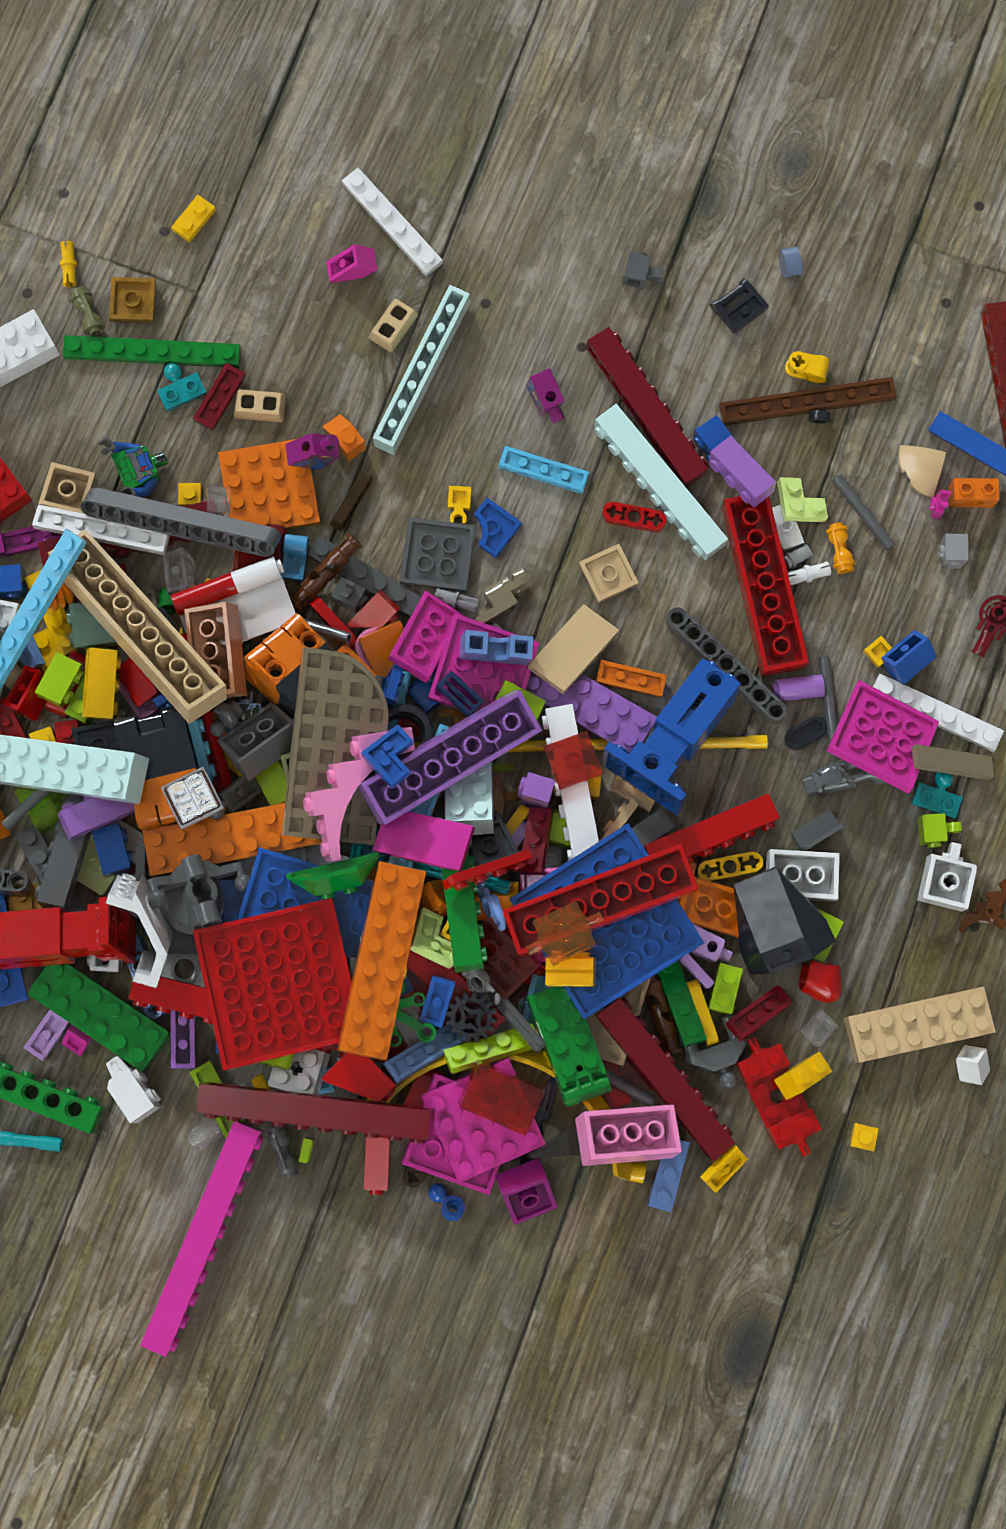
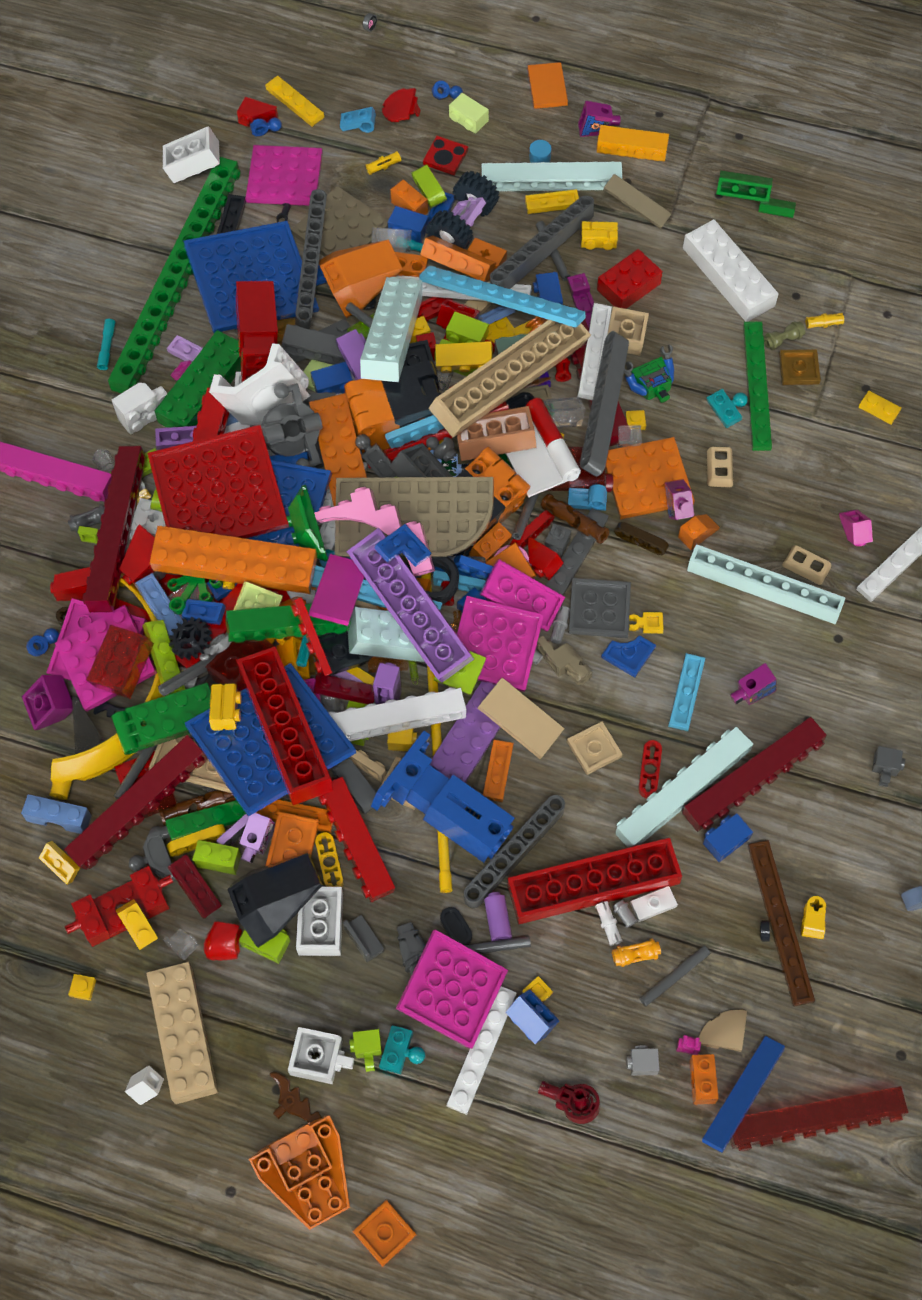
camera: 90 degrees right, 15 degrees down
(192, 798) = (368, 417): tile -> none
(219, 397) = (722, 434): dark red plate -> none
(451, 675) = (481, 607): dark blue tile -> none
(491, 906) = (285, 644): medium blue piece -> none
(508, 650) = (512, 645): medium blue arch -> none
(564, 933) = (252, 690): clear orange plate -> none
(573, 760) = (413, 709): clear red plate -> none
(628, 1135) = (84, 764): bright pink brick -> none
(741, 472) = (695, 848): medium lavender brick -> none
(743, 311) = (862, 859): black plate -> none
(797, 507) = (672, 911): yellowish green plate -> none
(952, 762) = (430, 1057): dark tan tile -> none

